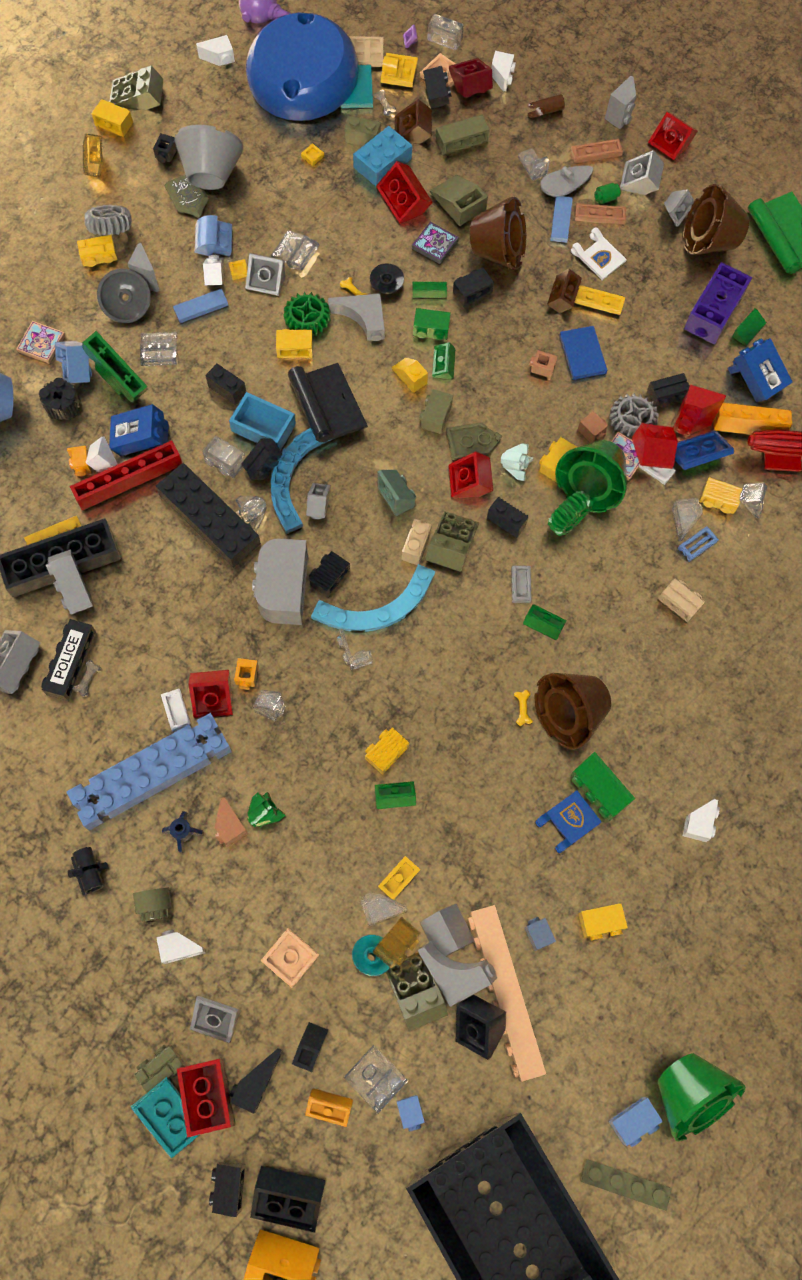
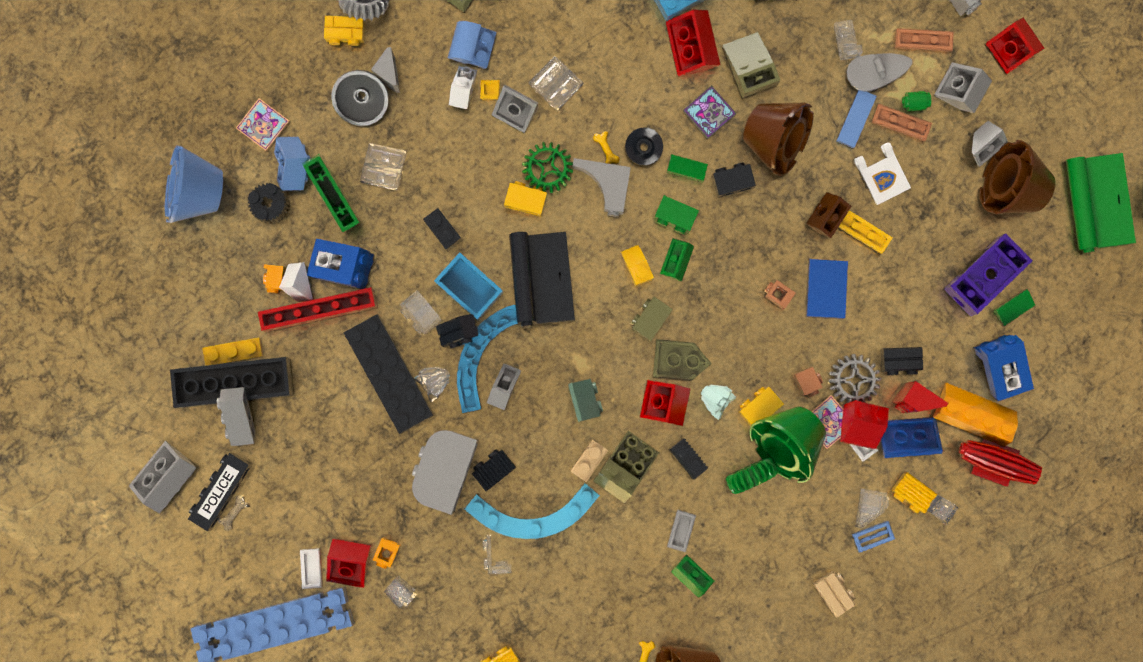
camera: 15 degrees right, 15 degrees up
(200, 305) = (439, 124): medium blue tile -> none

